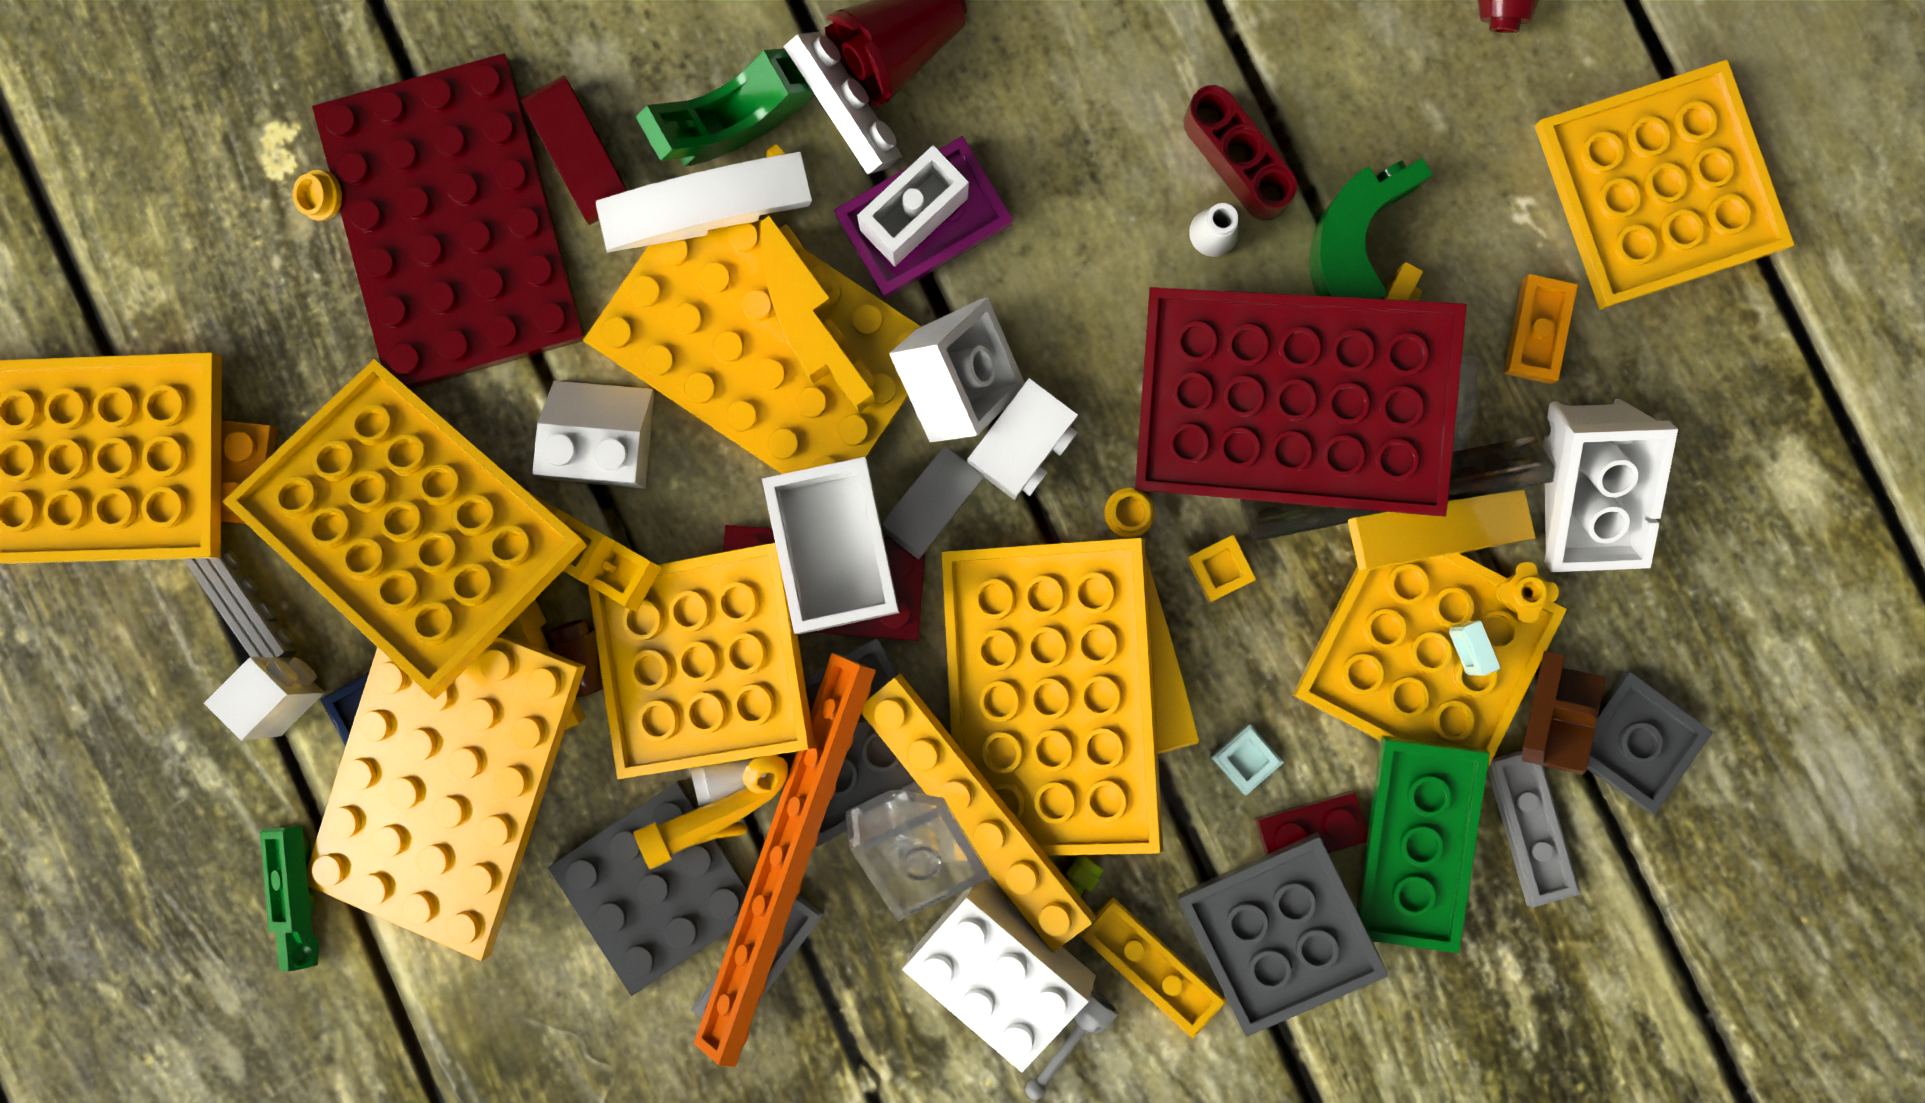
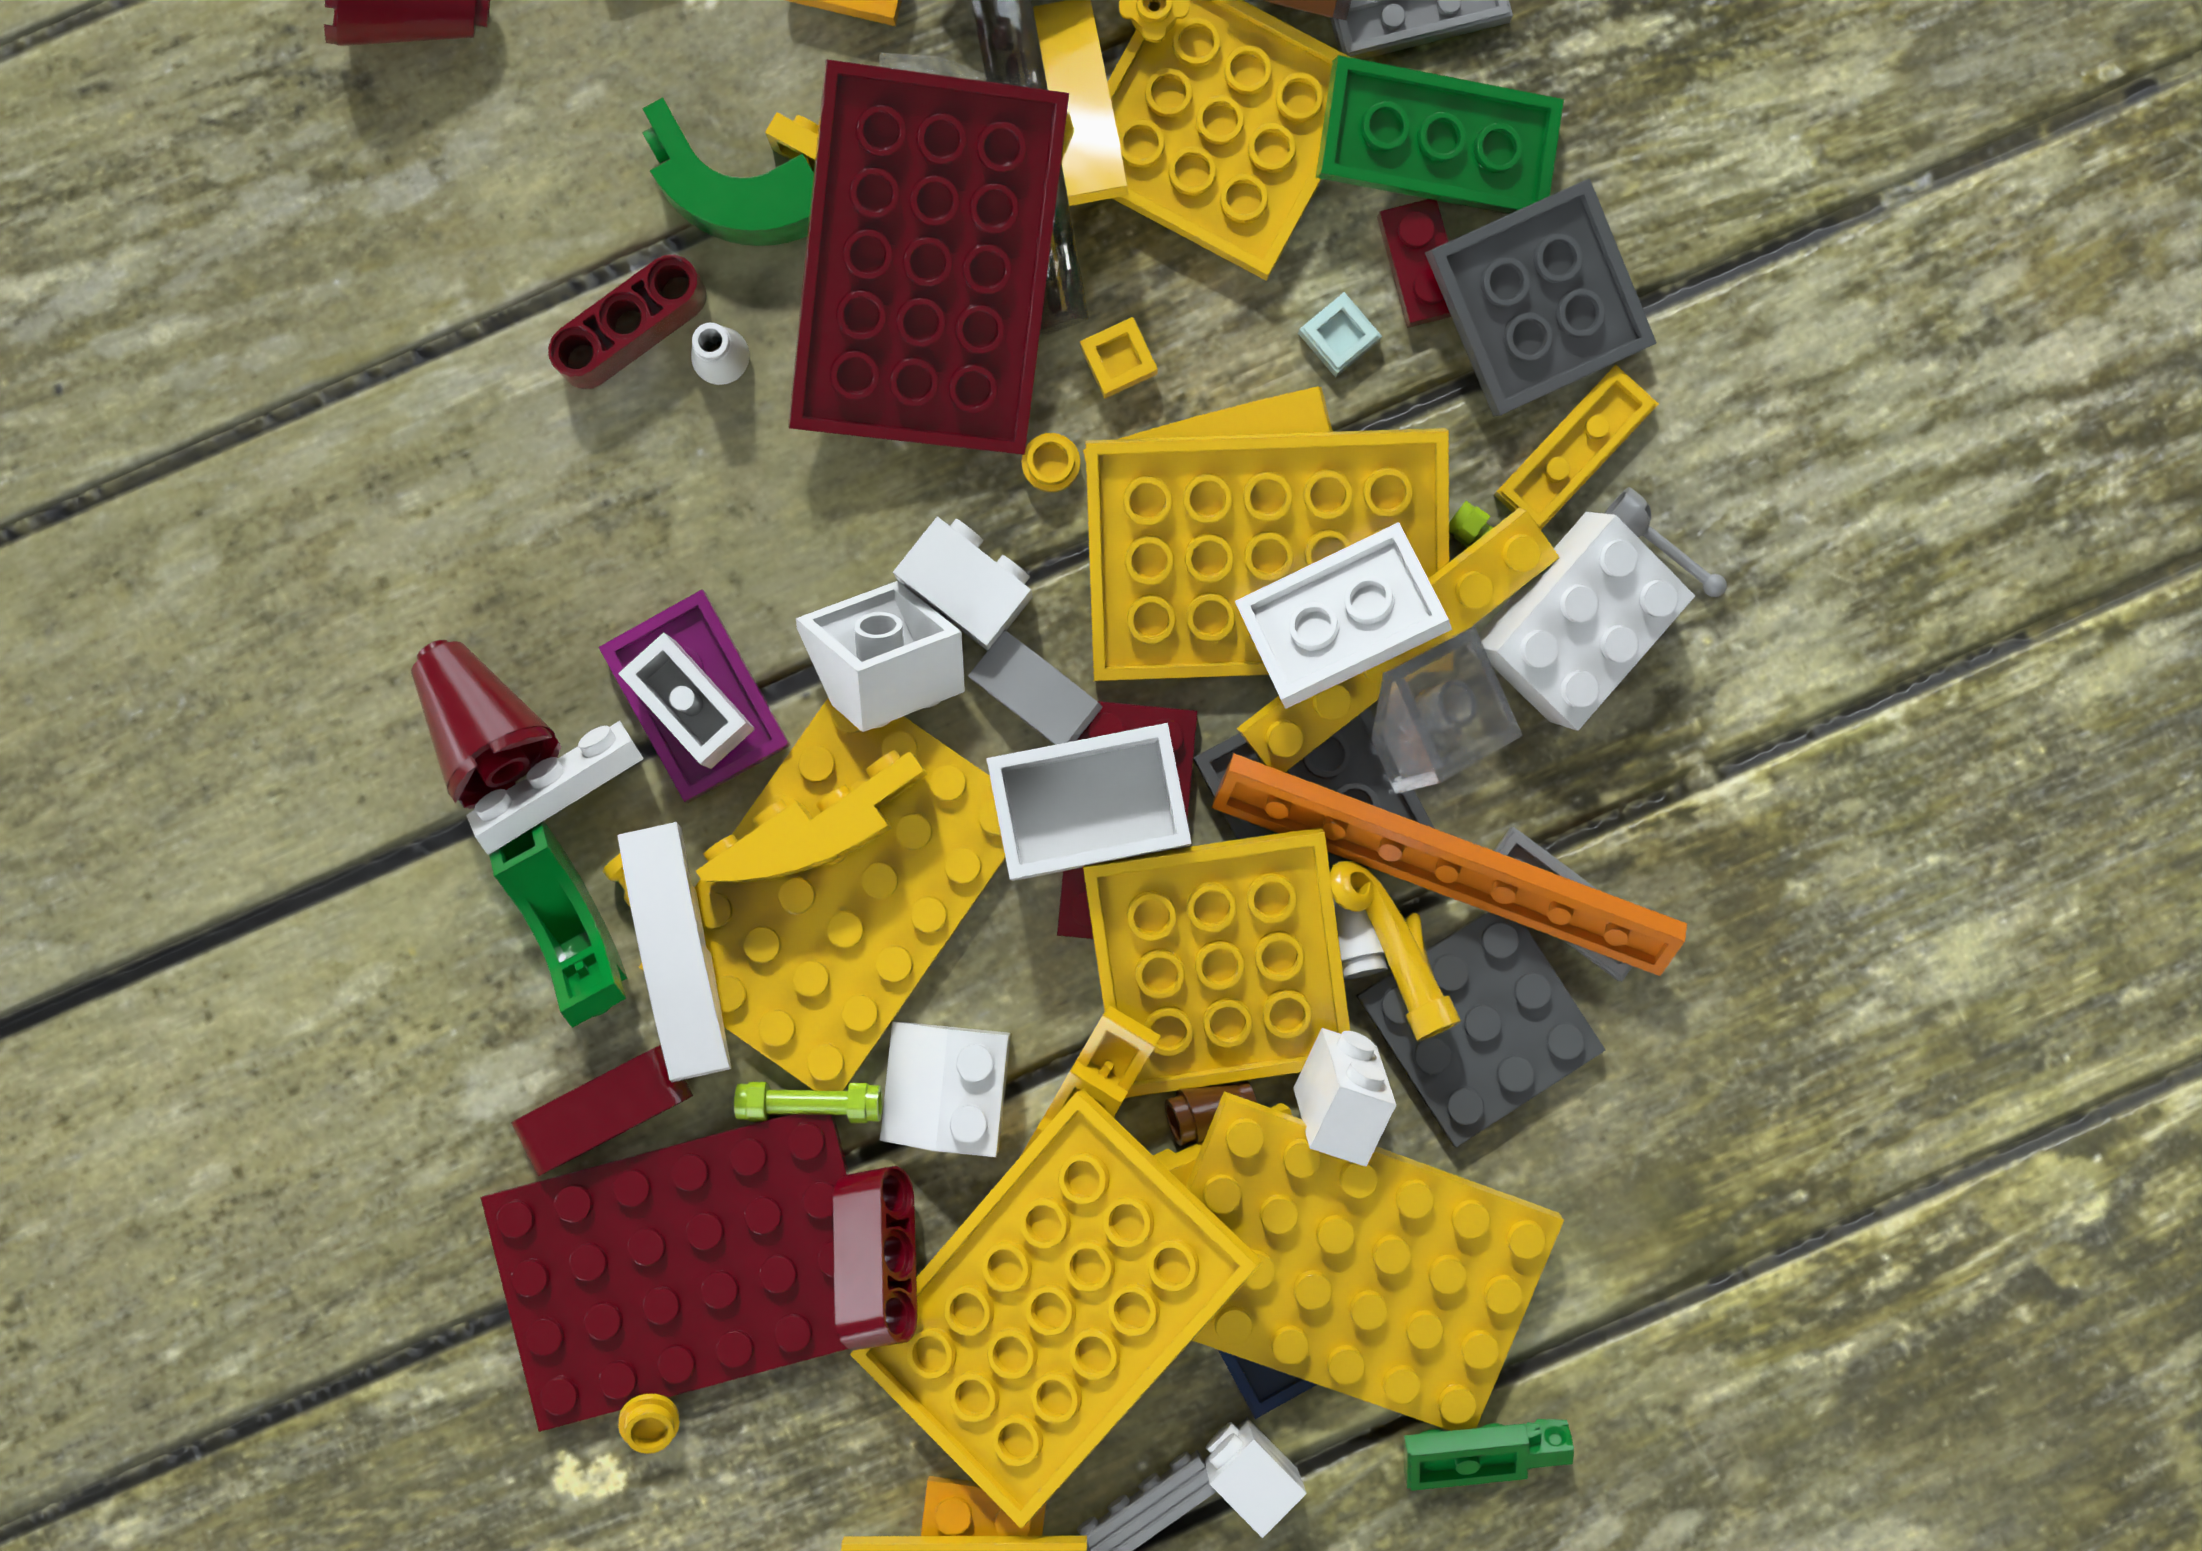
camera: 80 degrees left, 0 degrees up
(449, 375) = (874, 1258): none -> dark red beam
(581, 769) = (1344, 1096): none -> white brick
(584, 279) = (757, 1101): none -> lime bar
(996, 762) = (1343, 615): none -> white plate
(1474, 648) = (1217, 68): light aqua tile -> none

